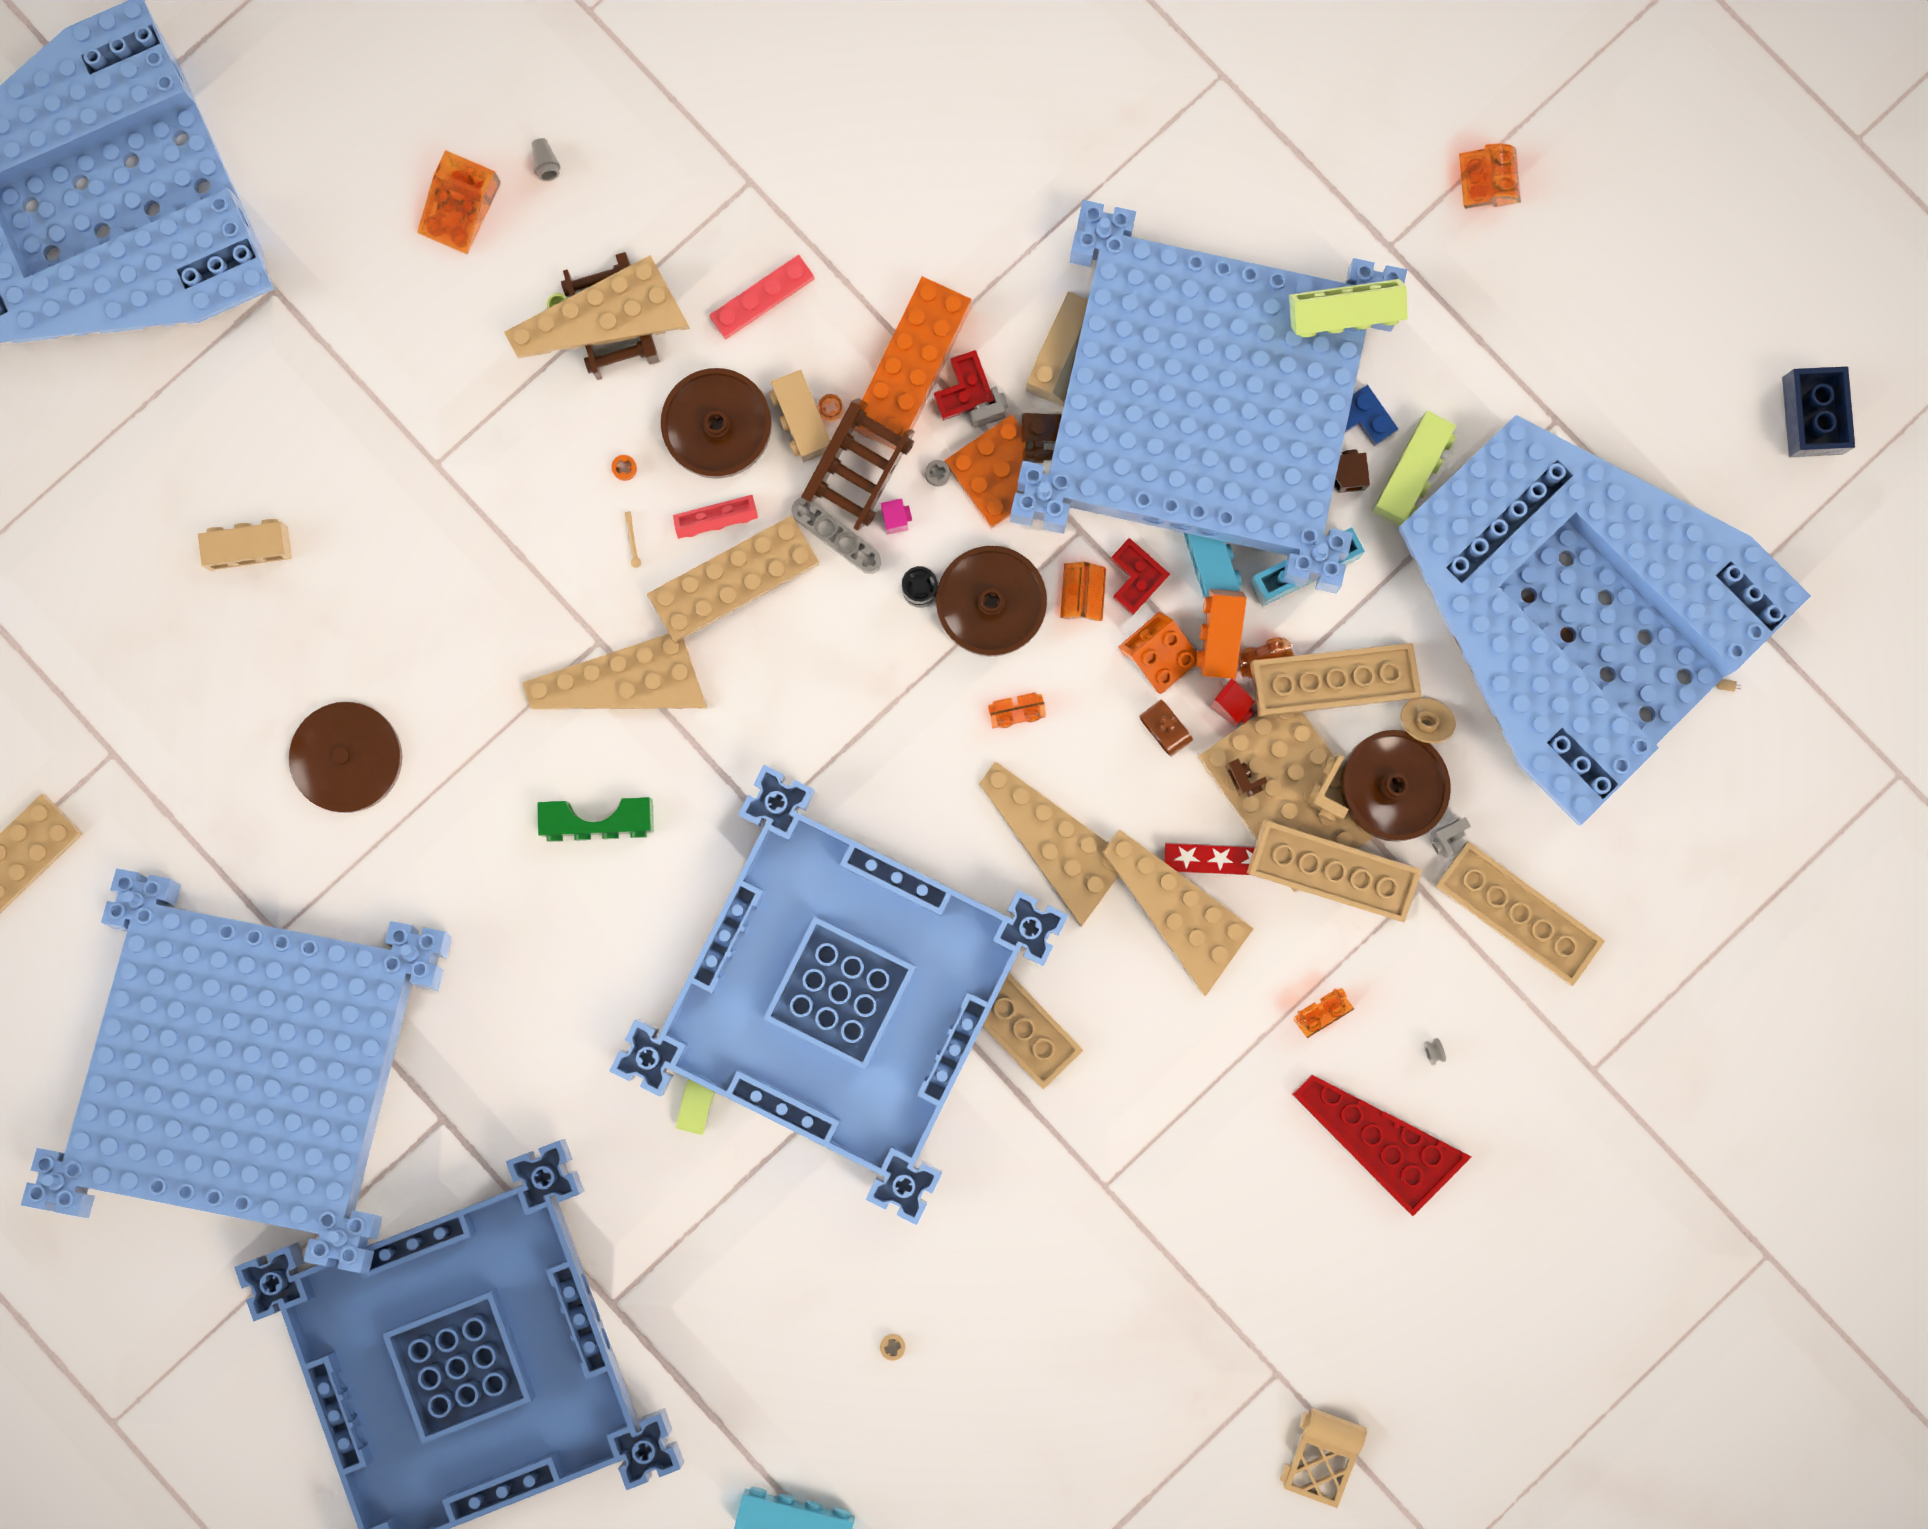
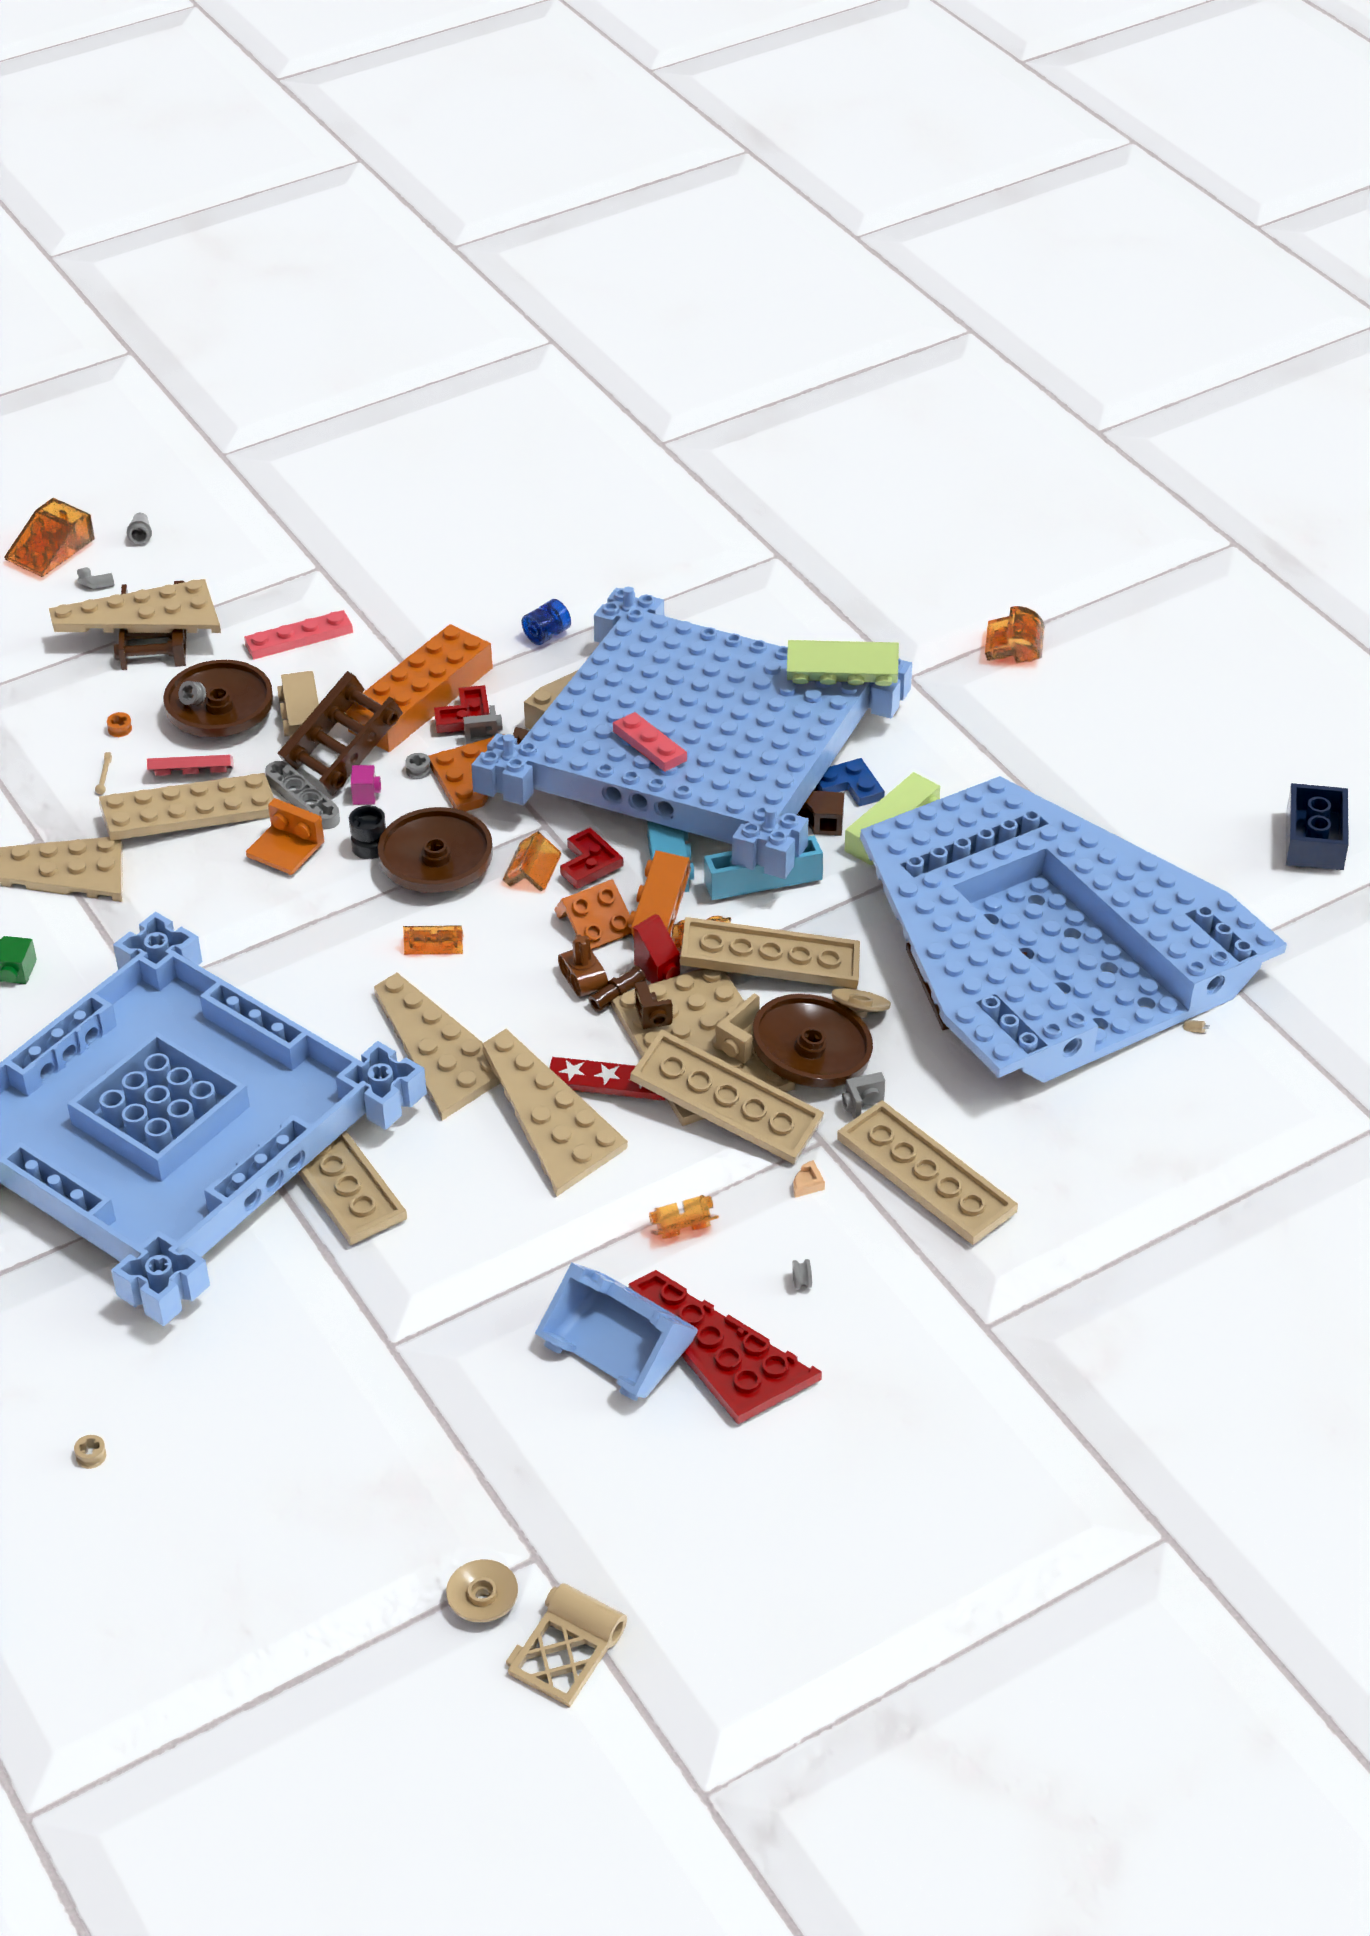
camera: 15 degrees right, 40 degrees down
(521, 252) = (94, 582): none -> light grey arm
(686, 433) = (198, 691): none -> light grey bush
(841, 610) = (289, 839): none -> orange bracket
(1015, 238) = (546, 621): none -> clear blue wheel
(1179, 455) = (649, 741): none -> coral plate
(1202, 743) = (615, 988): none -> reddish brown pin
(1258, 1436) = (480, 1579): none -> tan dish
(1302, 1152) = (614, 1330): none -> light blue windscreen
(1416, 938) = (808, 1180): none -> light nougat tile

